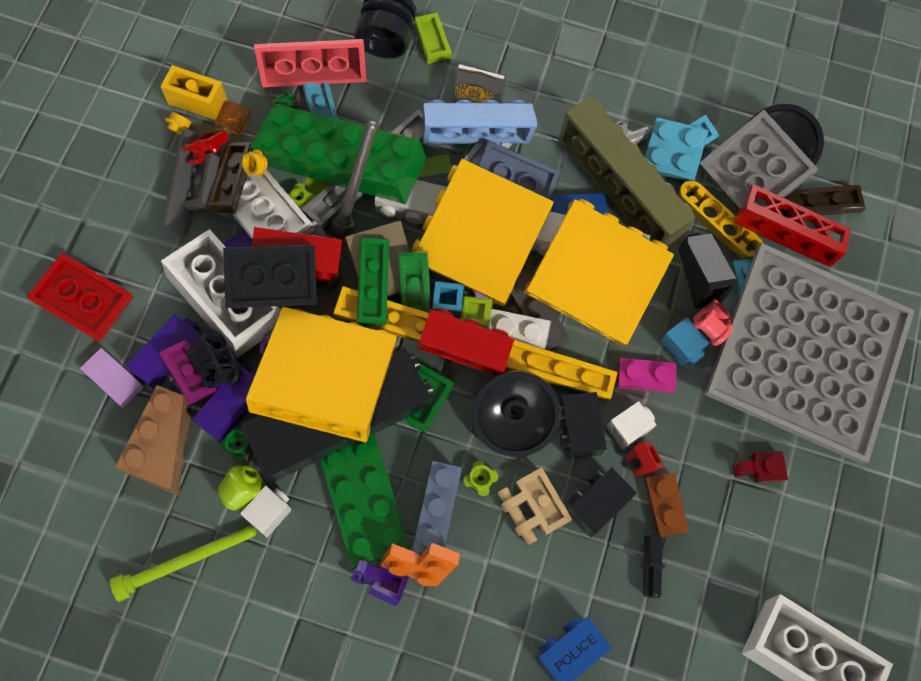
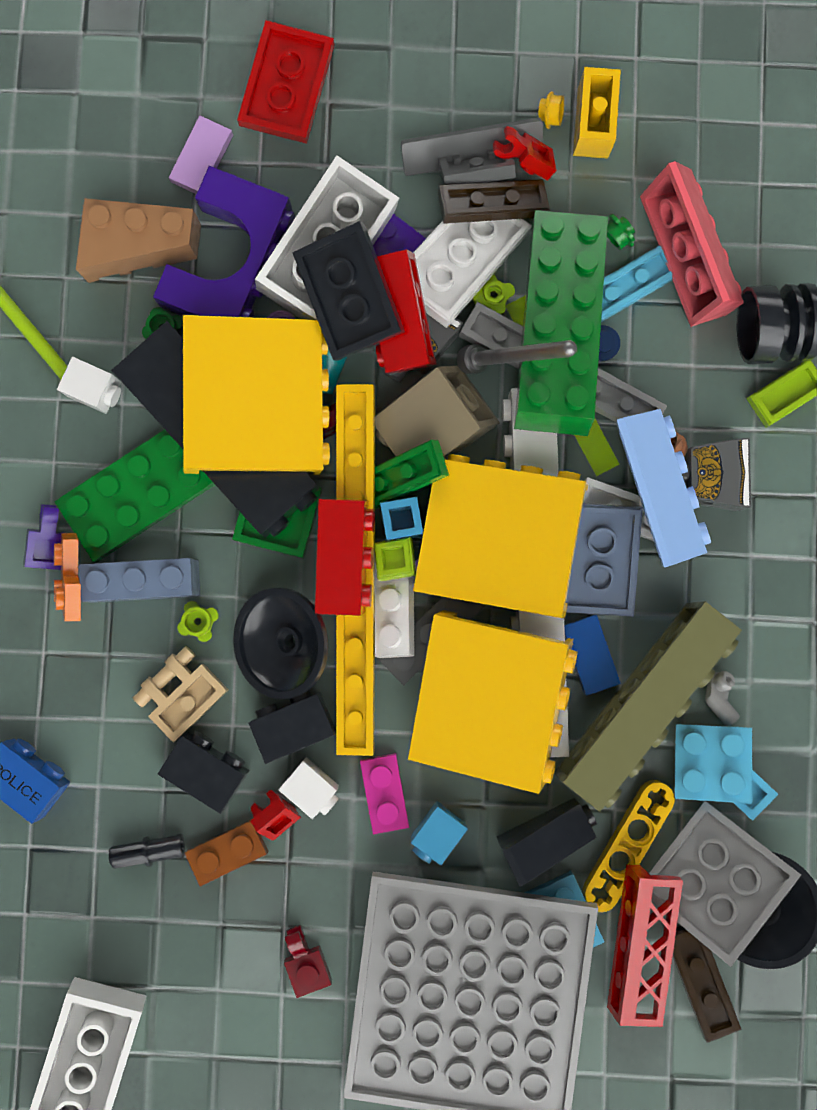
camera: 80 degrees right, 15 degrees up
(184, 372) = (217, 237): magenta plate -> none
(212, 357) = (232, 265): black piece -> none
(233, 117) = (584, 174): clear orange plate -> none
(240, 487) = (104, 345): lime head -> none
(254, 163) = (517, 223): yellow plate -> none
(373, 281) = (388, 419): green tile -> none
(714, 322) = (470, 865): coral piece -> none

